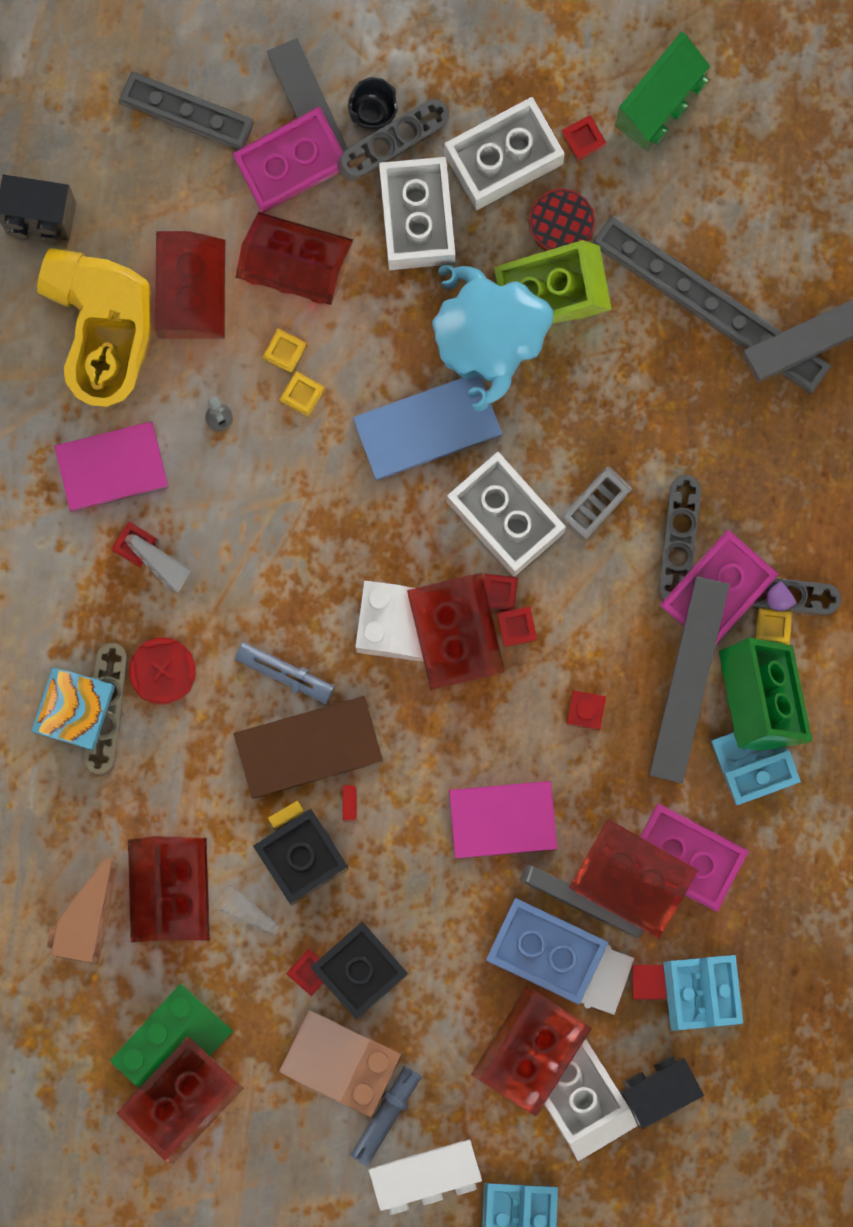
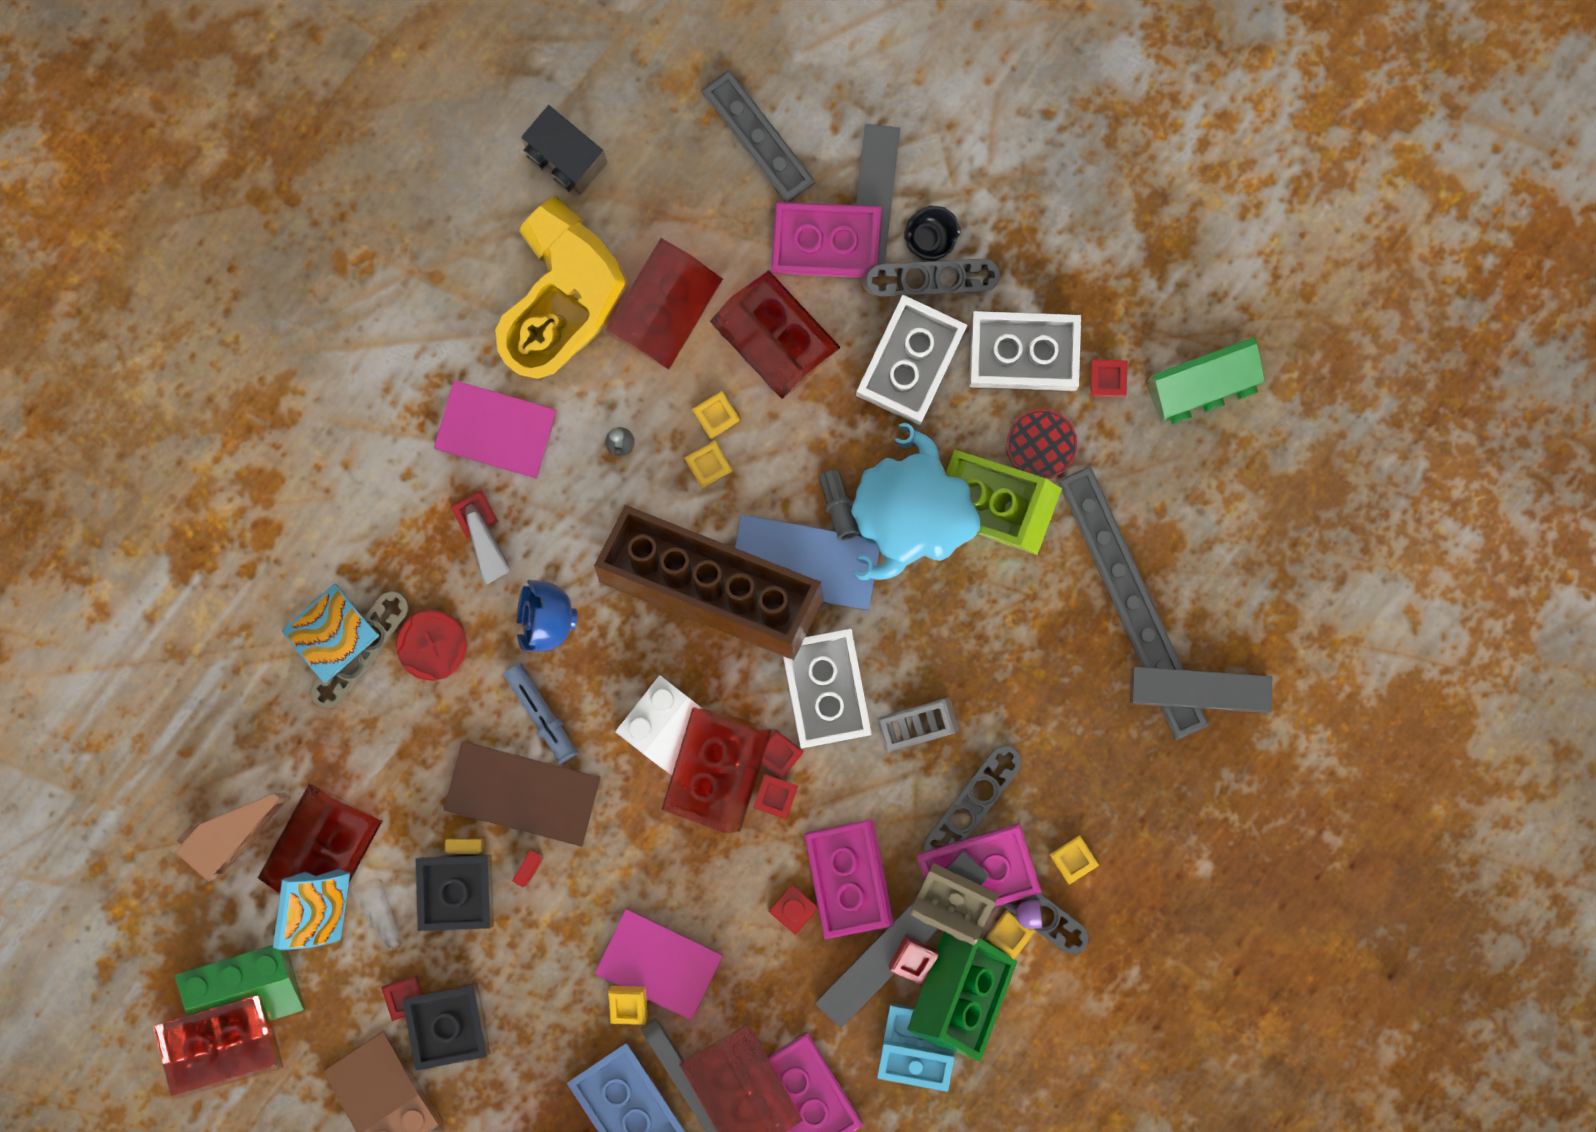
camera: 30 degrees right, 5 degrees up
(191, 940) = (311, 910): none -> slope
(241, 590) = (545, 616): none -> blue cylinder
(360, 480) = (709, 582): none -> reddish brown brick
(427, 363) = (838, 505): none -> dark grey axle
(498, 867) = (628, 1005): none -> yellow tile
(616, 657) = (849, 879): none -> dark pink tile
(709, 689) = (913, 960): none -> tile
(714, 621) = (954, 904): none -> dark tan bracket
(788, 536) = (1074, 859): none -> yellow tile

